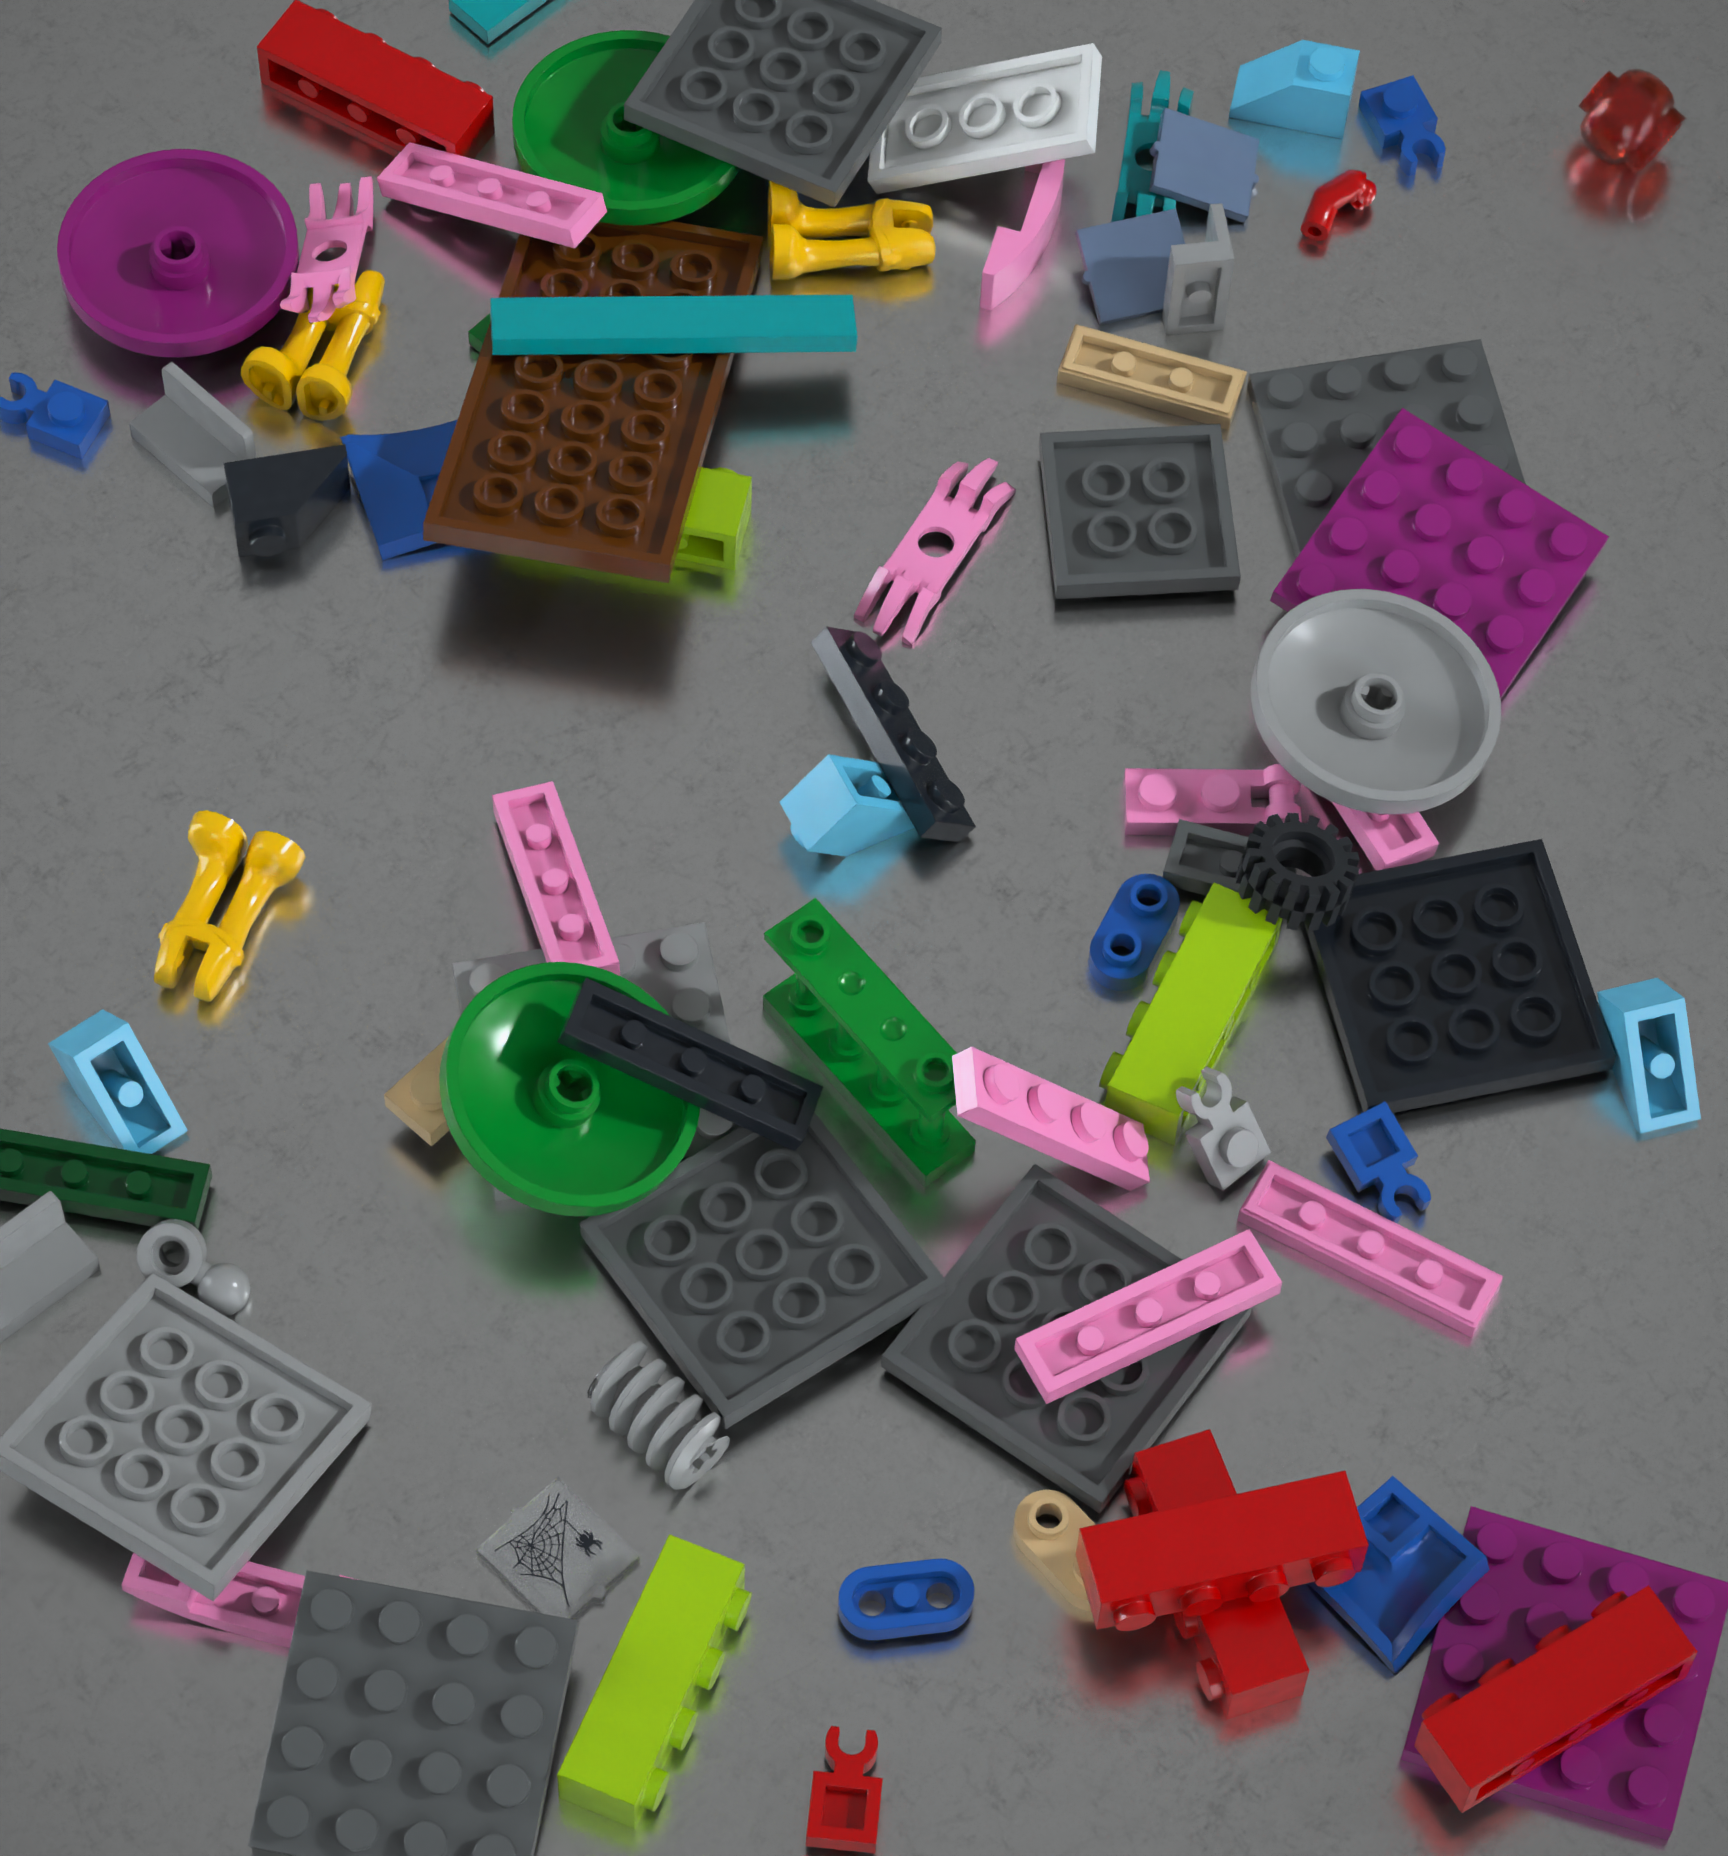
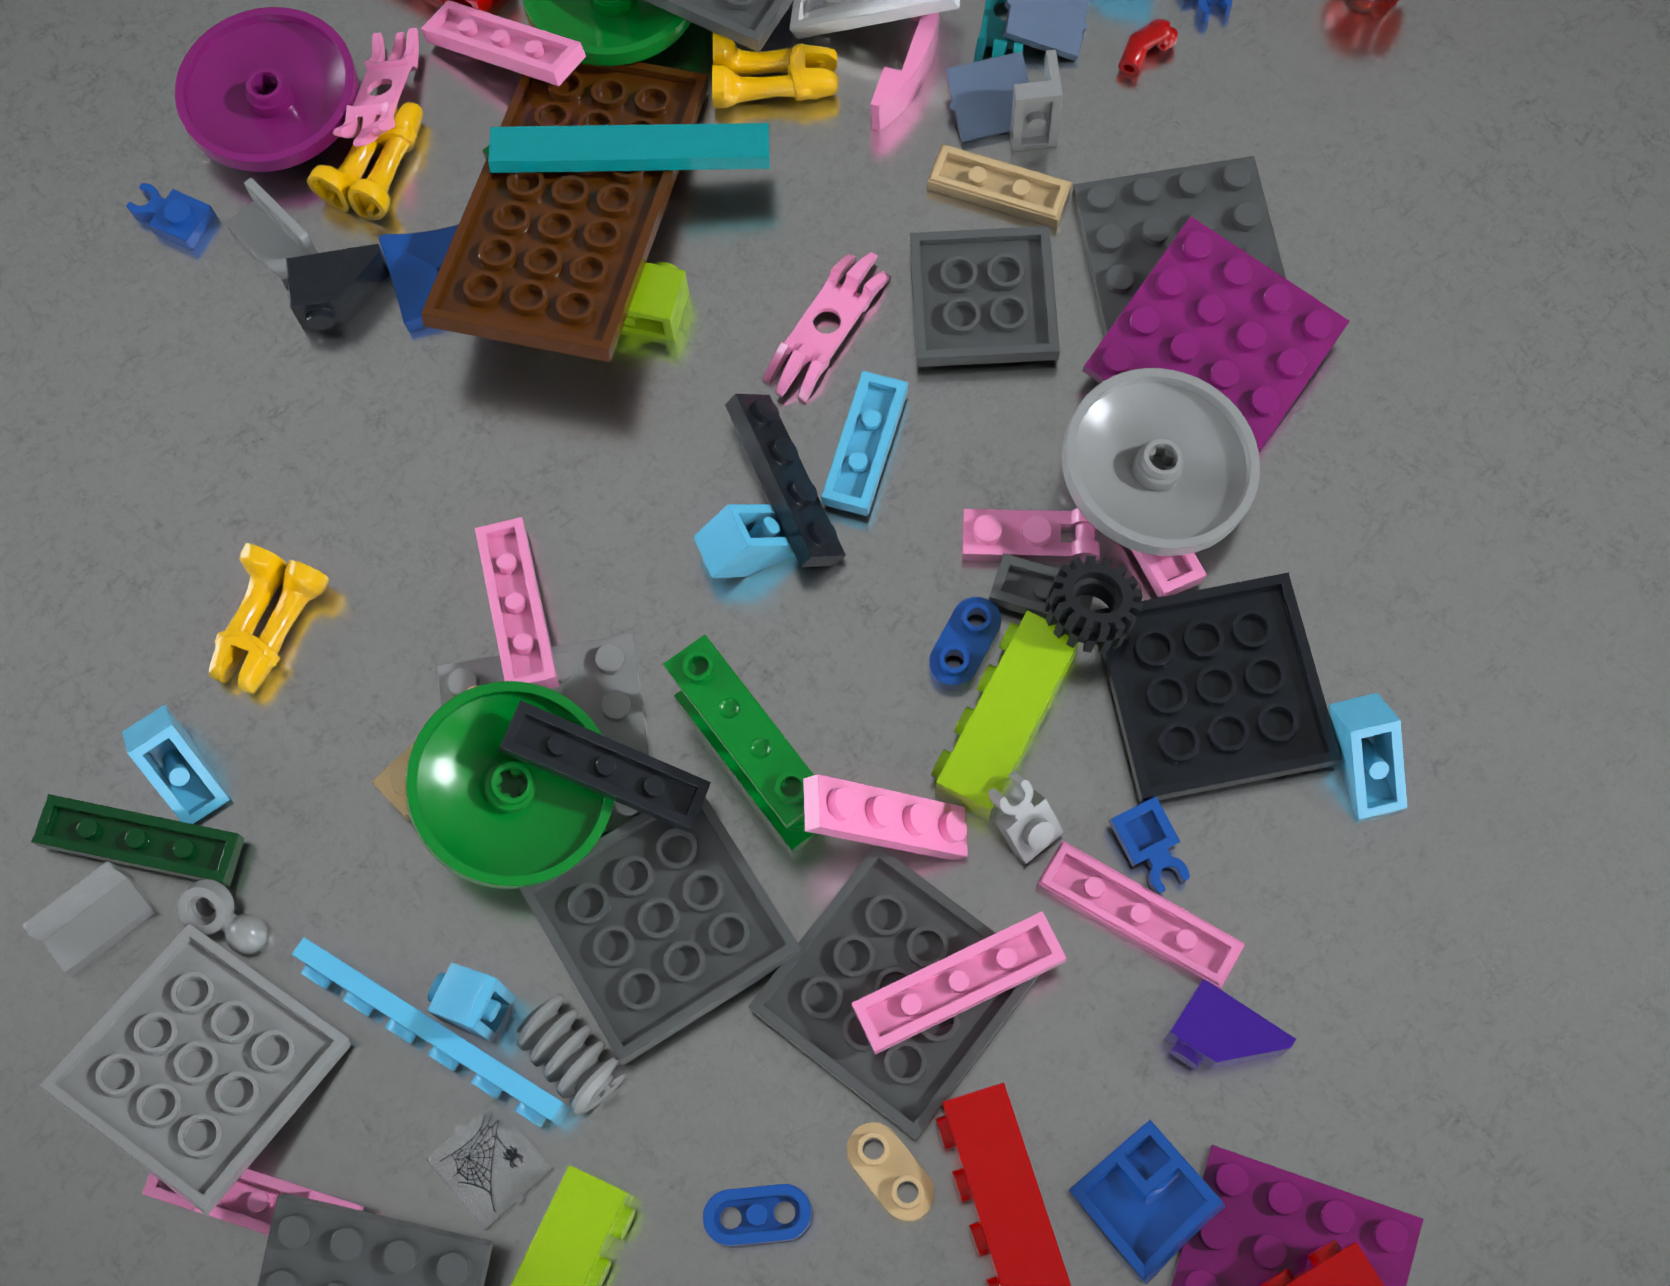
camera: 10 degrees right, 10 degrees up
(494, 1405) = (447, 1046): none -> medium azure plate
(528, 1353) = (470, 1001): none -> medium azure slope
(993, 690) = (864, 443): none -> medium azure plate
(1221, 1551) = (1008, 1200): red brick -> none
(1482, 1375) = (1223, 1032): none -> dark purple slope

